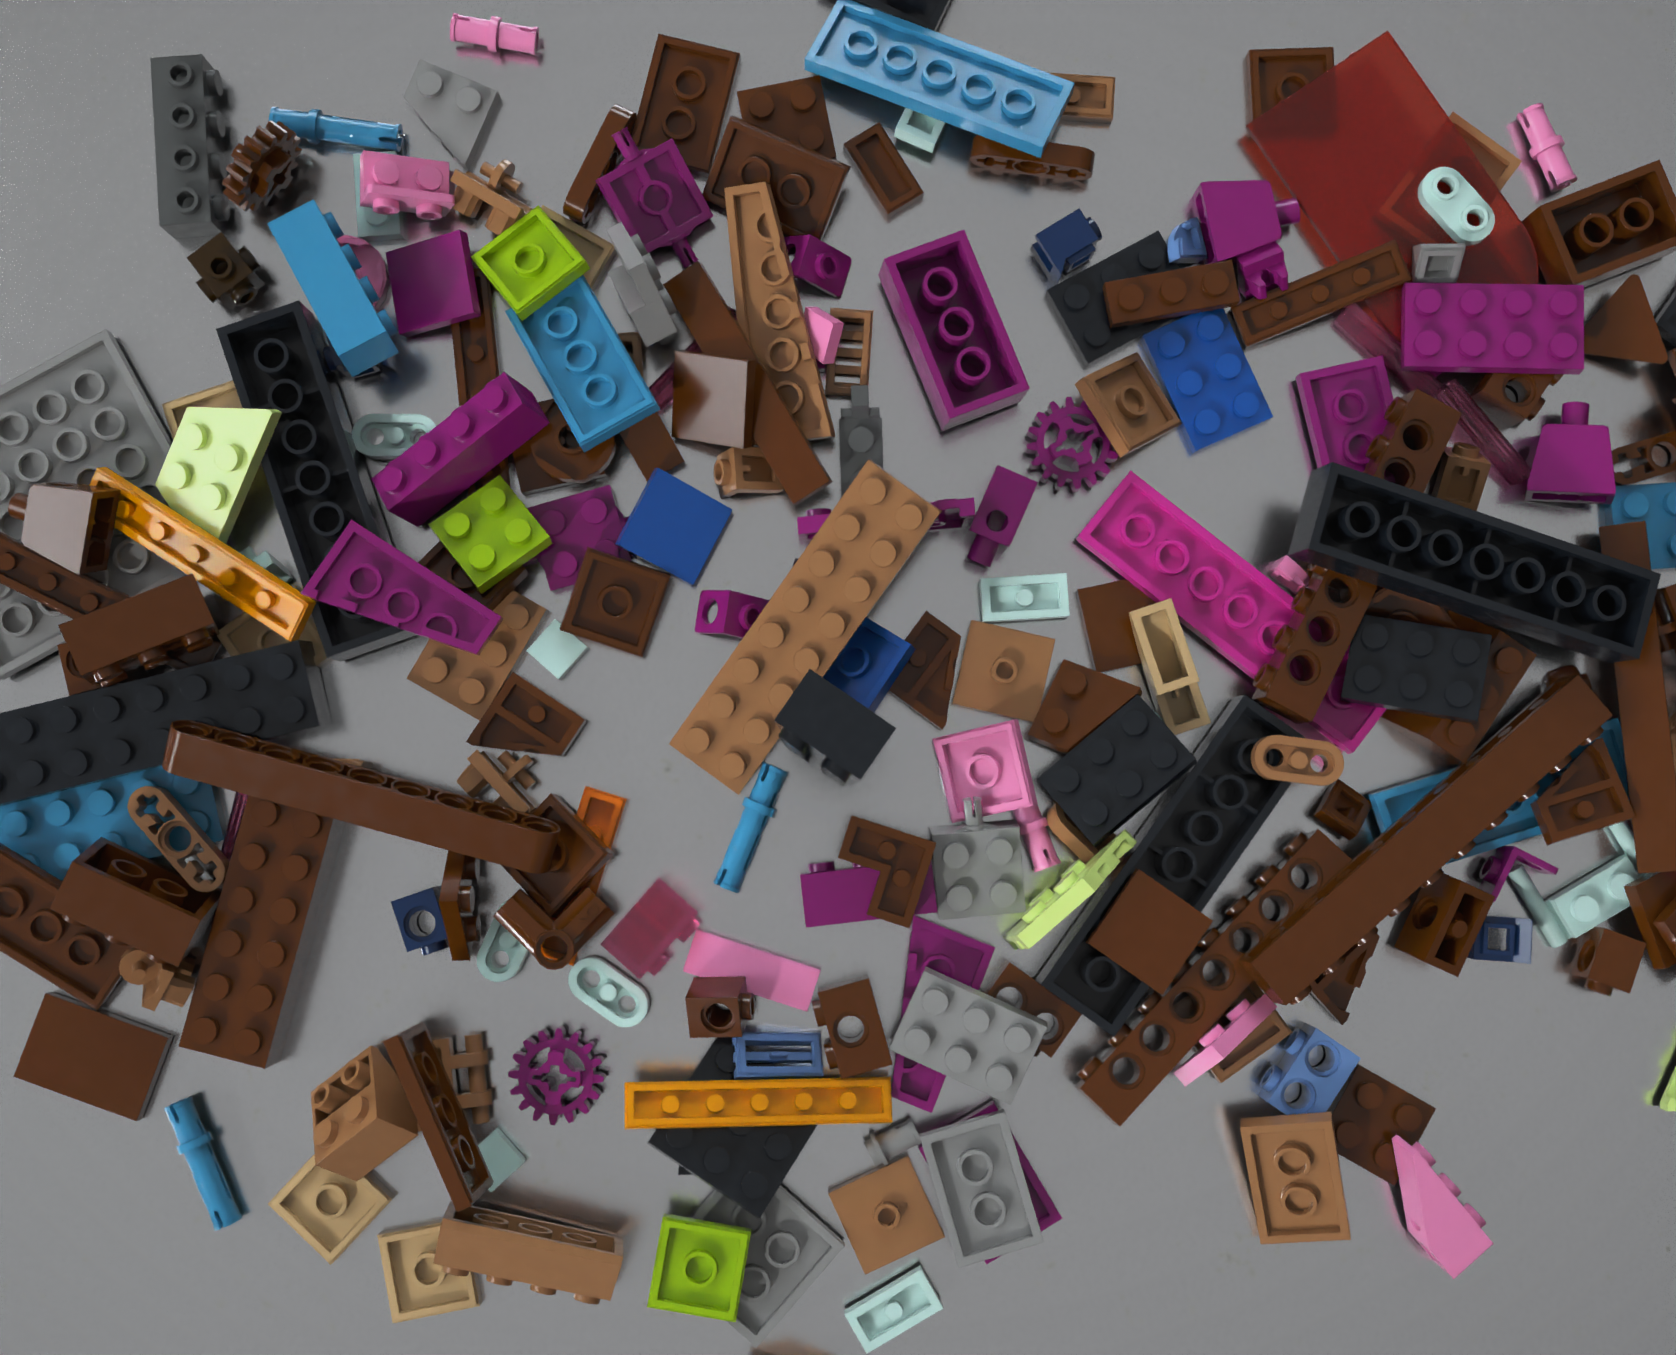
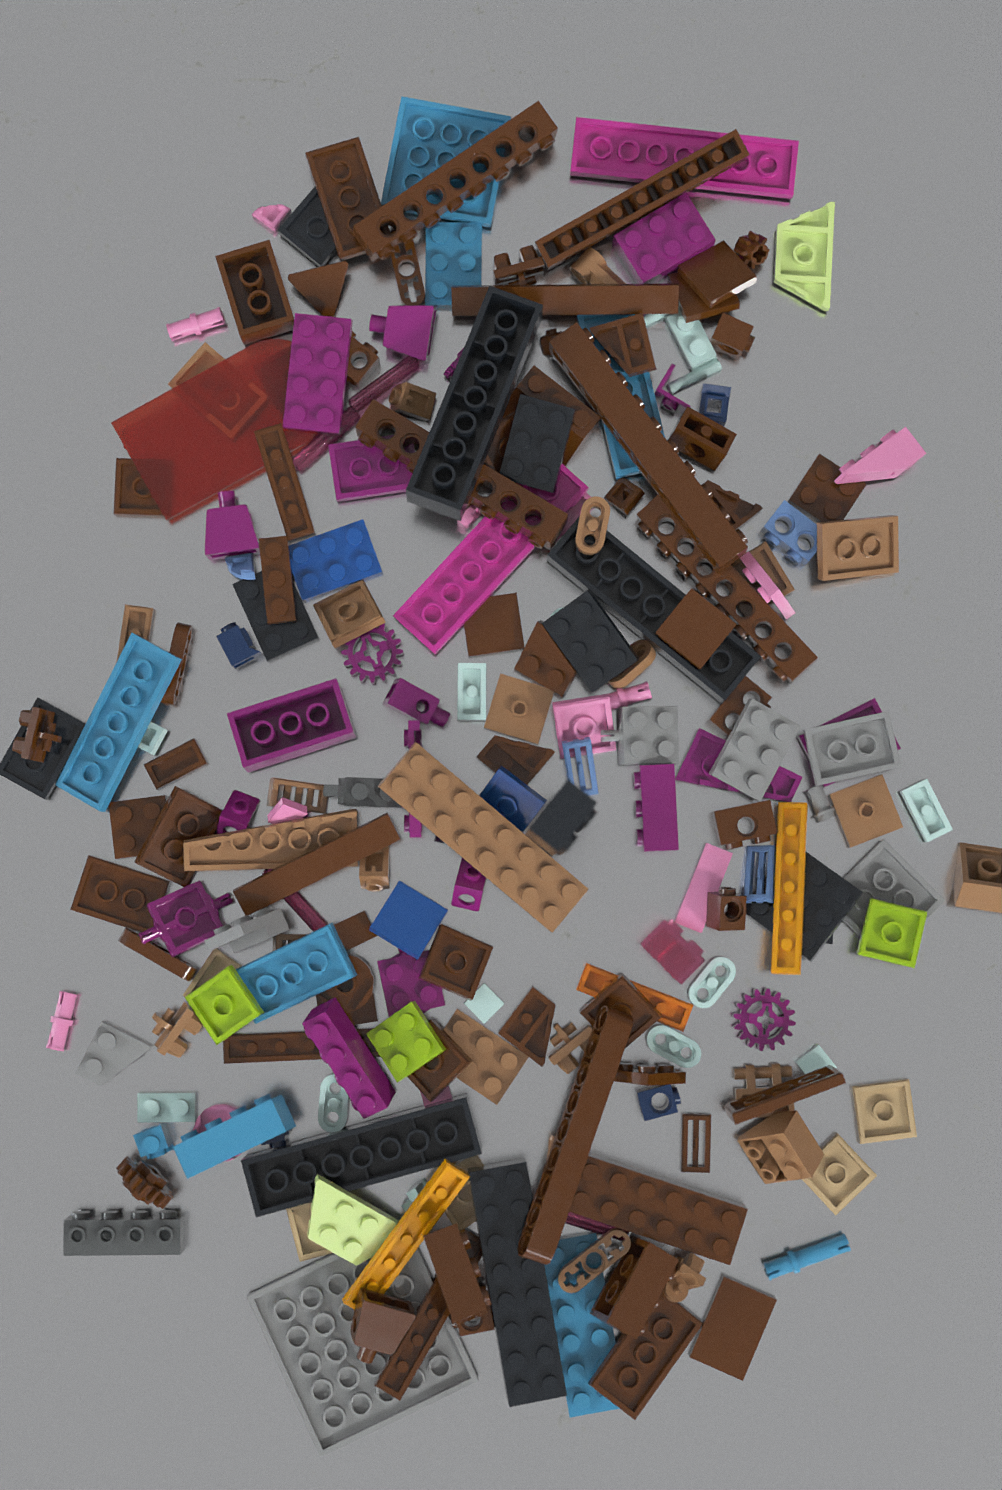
camera: 85 degrees left, 0 degrees up
(226, 272) = (206, 1217): dark brown brick -> none
(318, 127) = (119, 1132): dark azure pin -> none
(326, 178) = (154, 1141): none -> dark azure brick
(392, 588) = (439, 1107): magenta wing -> none
(404, 980) = (695, 1142): none -> reddish brown tile
(405, 184) = (163, 1086): bright pink bracket -> none
(433, 283) = (231, 1072): magenta tile -> none
(529, 1252) = (875, 1042): medium nougat slope -> none
(533, 925) = (666, 1027): reddish brown piece -> none
(713, 398) = (326, 887): tile -> none
(750, 827) = (599, 876): dark azure pin -> none
(901, 863) = (642, 784): reddish brown plate -> none
(956, 760) = (576, 744): none -> medium blue tile
(1073, 889) = (664, 673): yellowish green wing -> none
(1168, 667) = (525, 601): tan slope -> none
(1262, 271) = (265, 518): magenta tile -> none
(1437, 262) = (270, 405): light grey slope -> none
(1452, 209) = (235, 390): light aqua plate -> none

